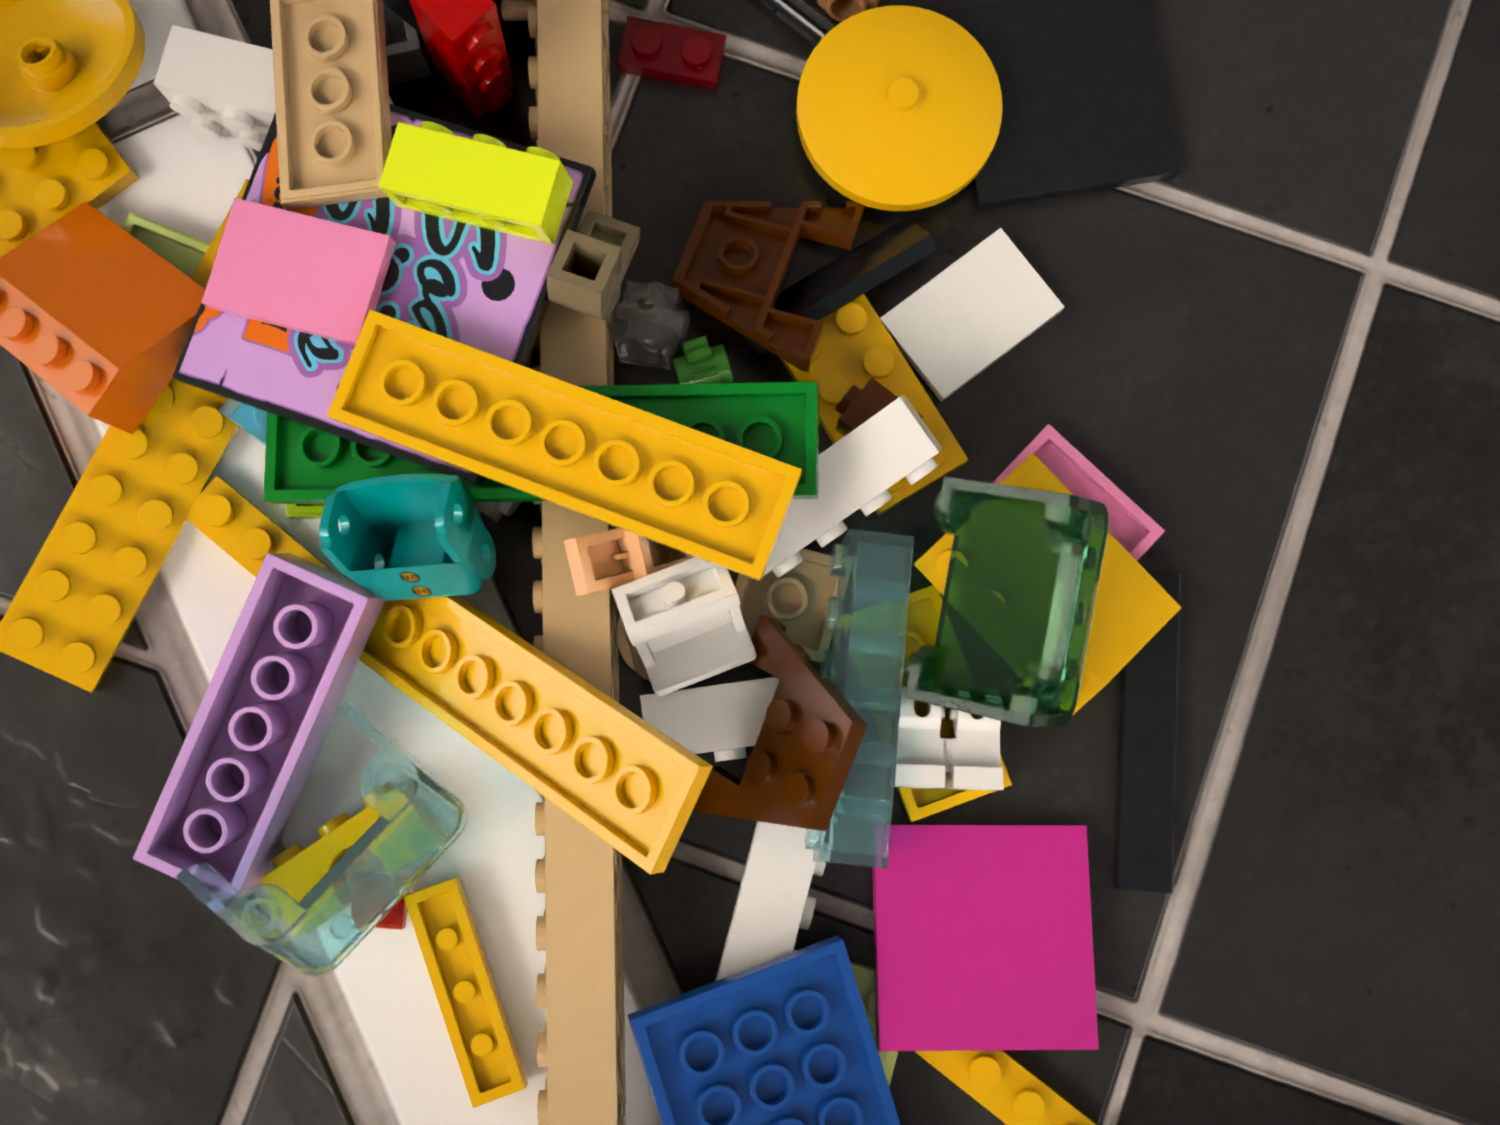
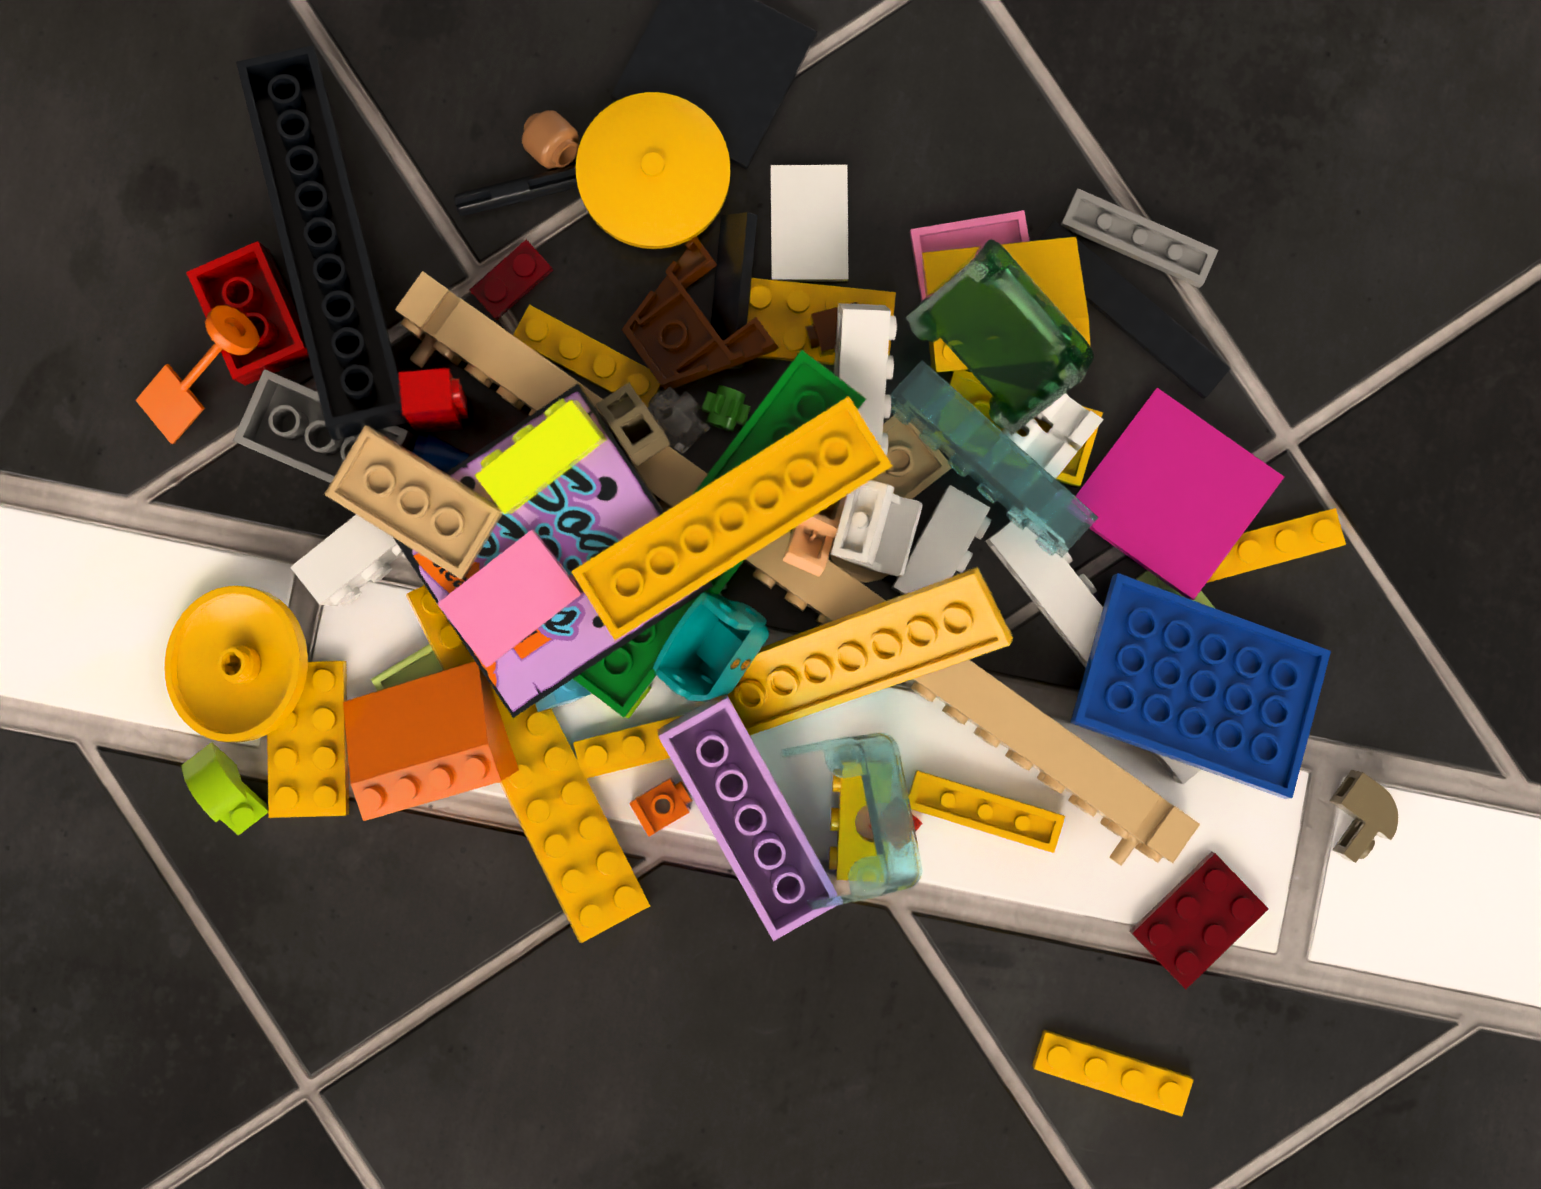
camera: 55 degrees left, 5 degrees up
(192, 613) = (645, 805): none -> orange brick
(422, 94) = (438, 452): none -> blue cone
(648, 183) = (584, 355): none -> yellow plate
(800, 749) = (993, 513): reddish brown wing -> none
(1234, 681) = (1139, 238): none -> light grey plate

